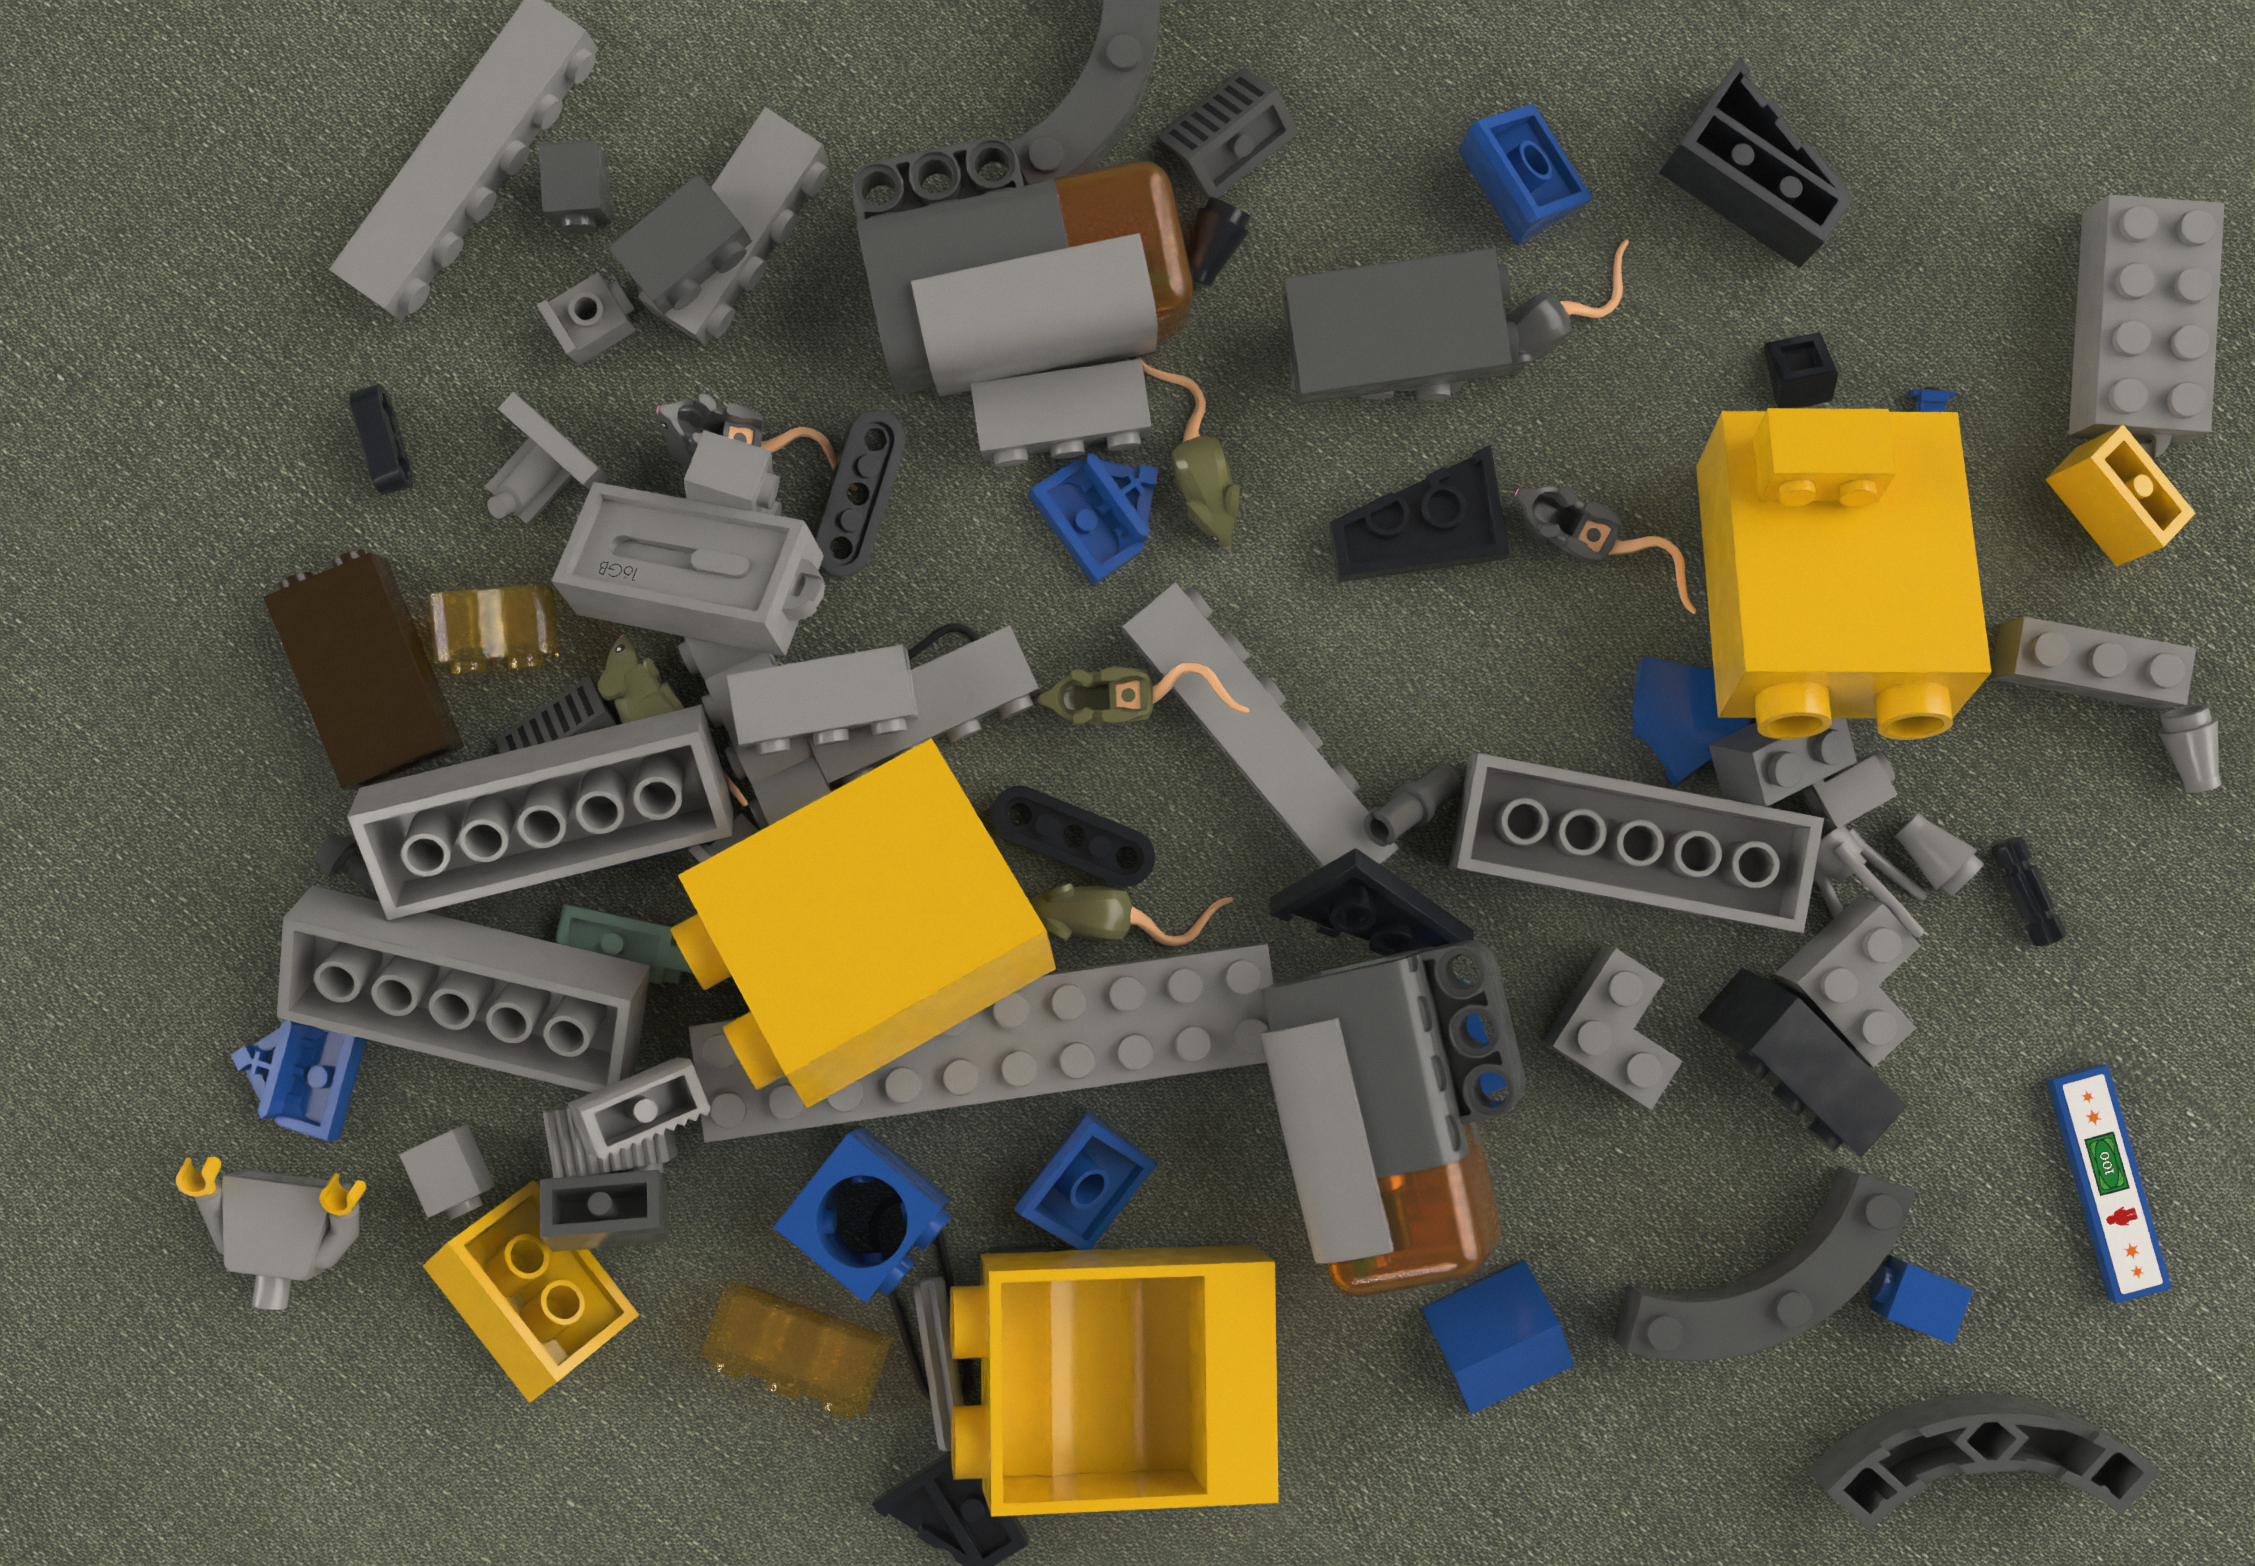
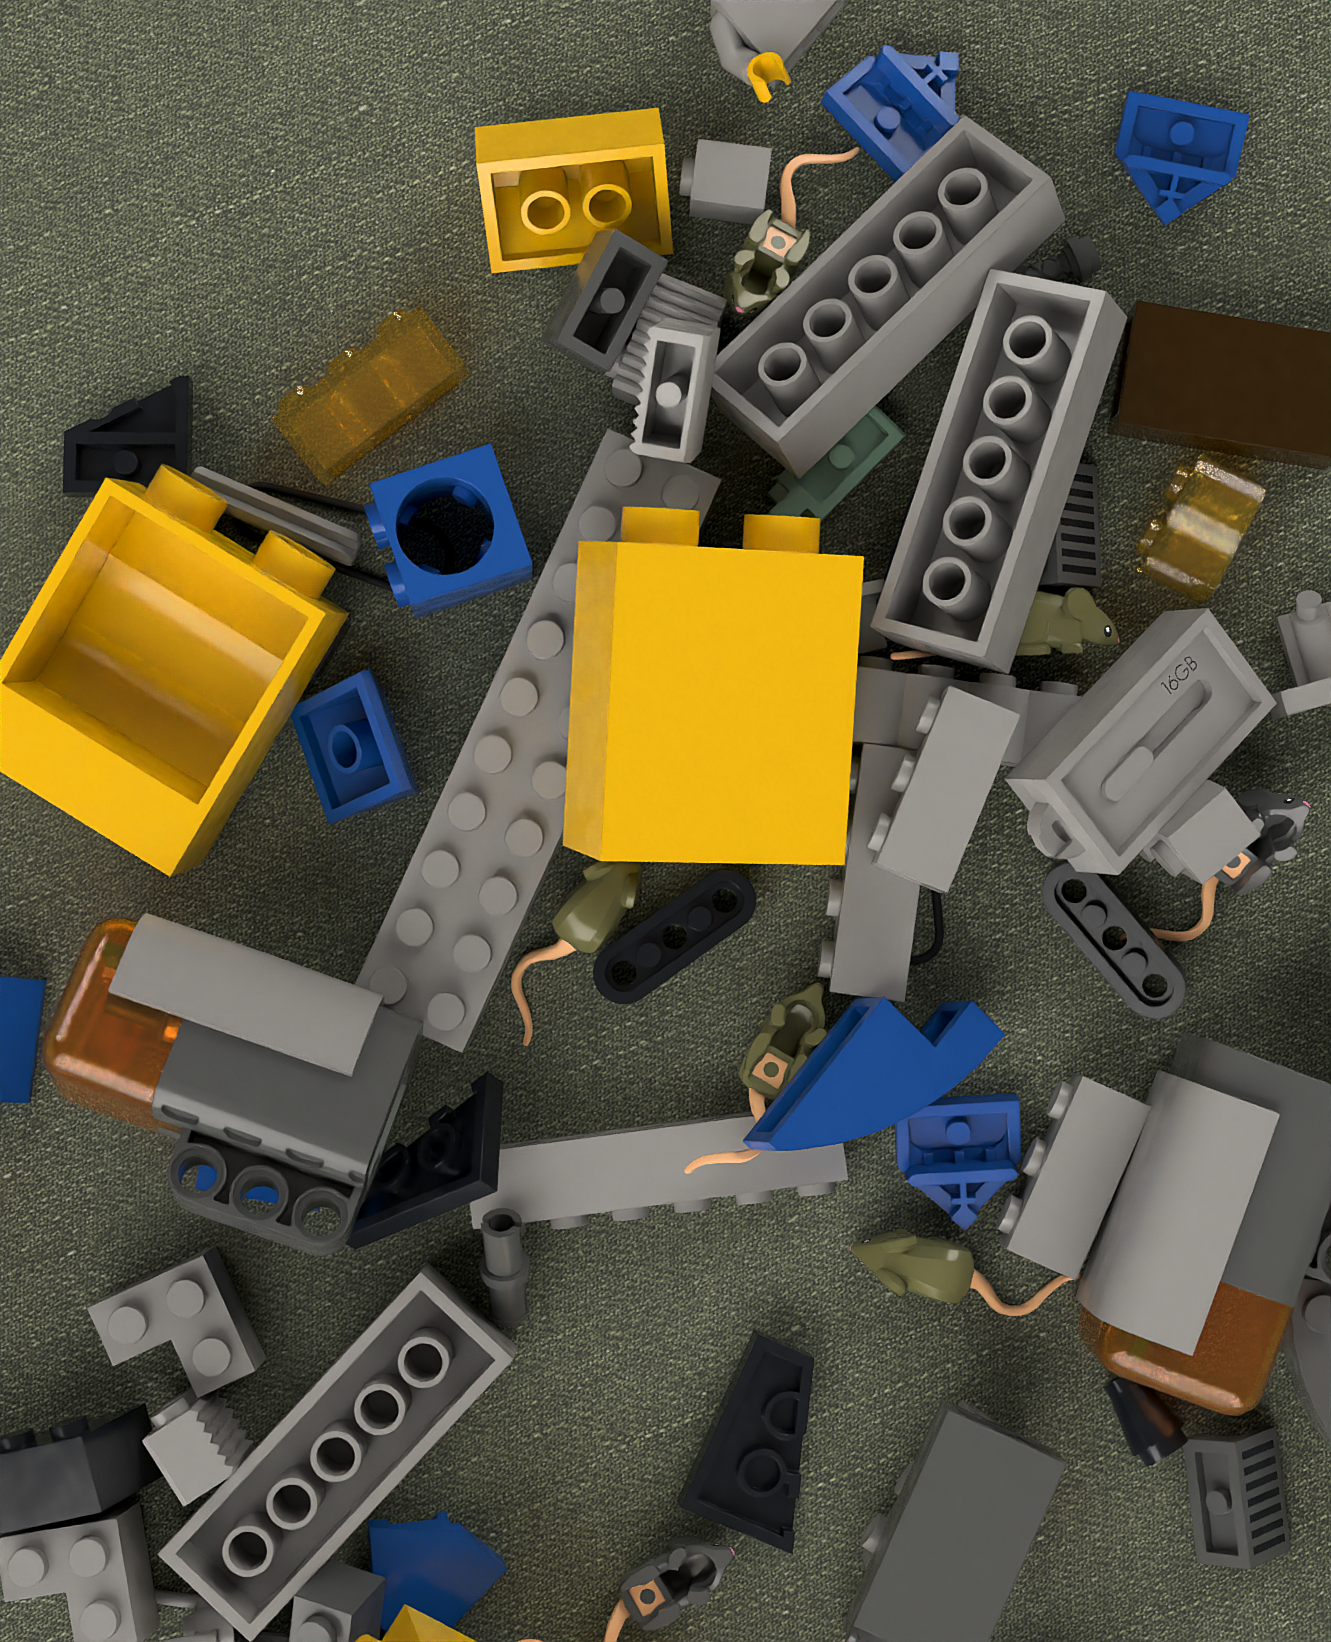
camera: 120 degrees right, 0 degrees up
(201, 832) = (1177, 150): none -> blue slope
(478, 1103) = (772, 247): none -> olive animal
(1079, 613) = (874, 1073): none -> blue slope
(1700, 957) = (196, 1443): none -> light grey brick

